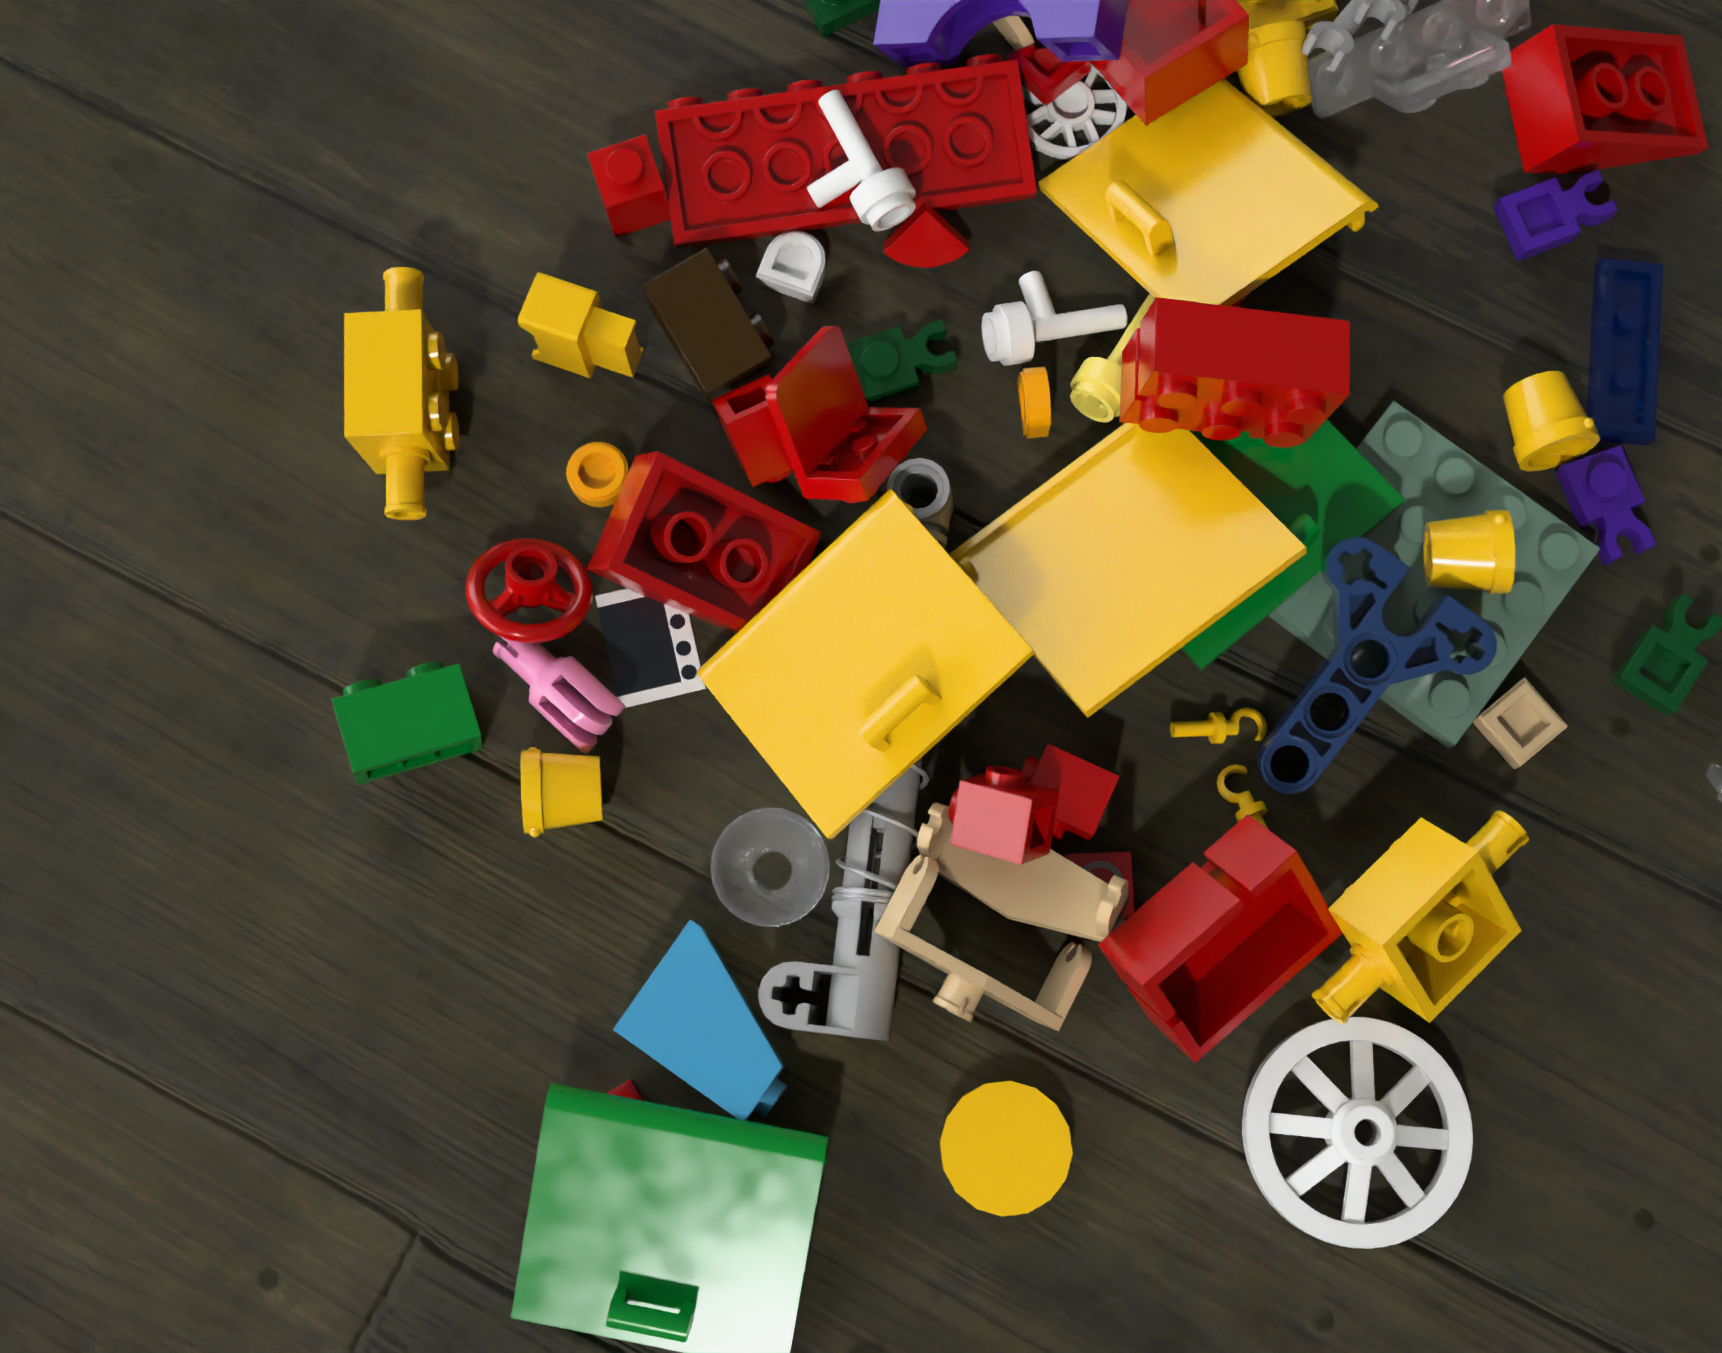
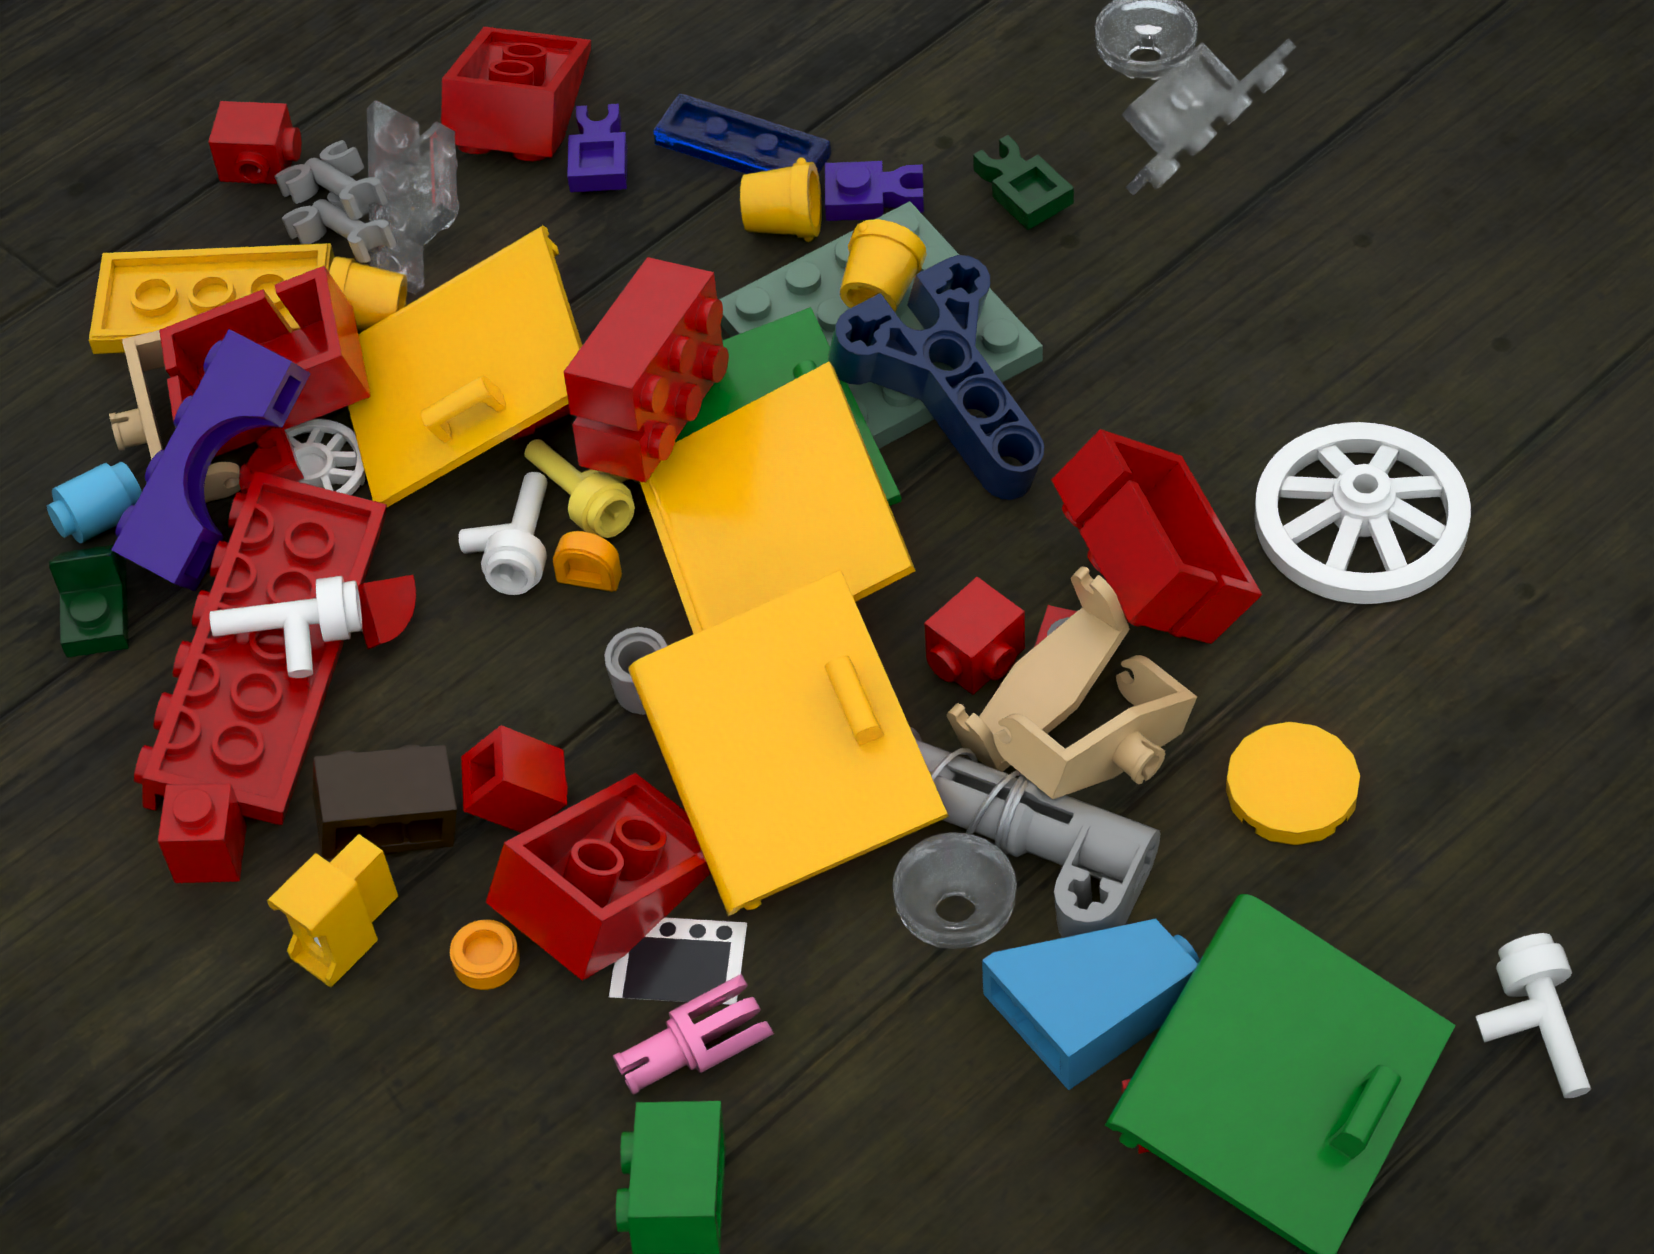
camera: 70 degrees left, 25 degrees down
(399, 393) = (323, 1083): yellow brick -> none
(529, 583) = (574, 1021): red piece -> none
(559, 790) = (802, 1063): yellow piece -> none
(793, 266) = (354, 724): white tile -> none
(827, 428) = (569, 706): red bracket -> none
(890, 365) = (493, 675): dark green plate -> none
(1003, 815) = (979, 663): brick -> none
(1217, 727) = (957, 512): yellow hand -> none
(1244, 799) = (1044, 510): yellow hand -> none
(1424, 919) = (1191, 392): yellow brick -> none
(1519, 723) = (1041, 301): tan tile -> none

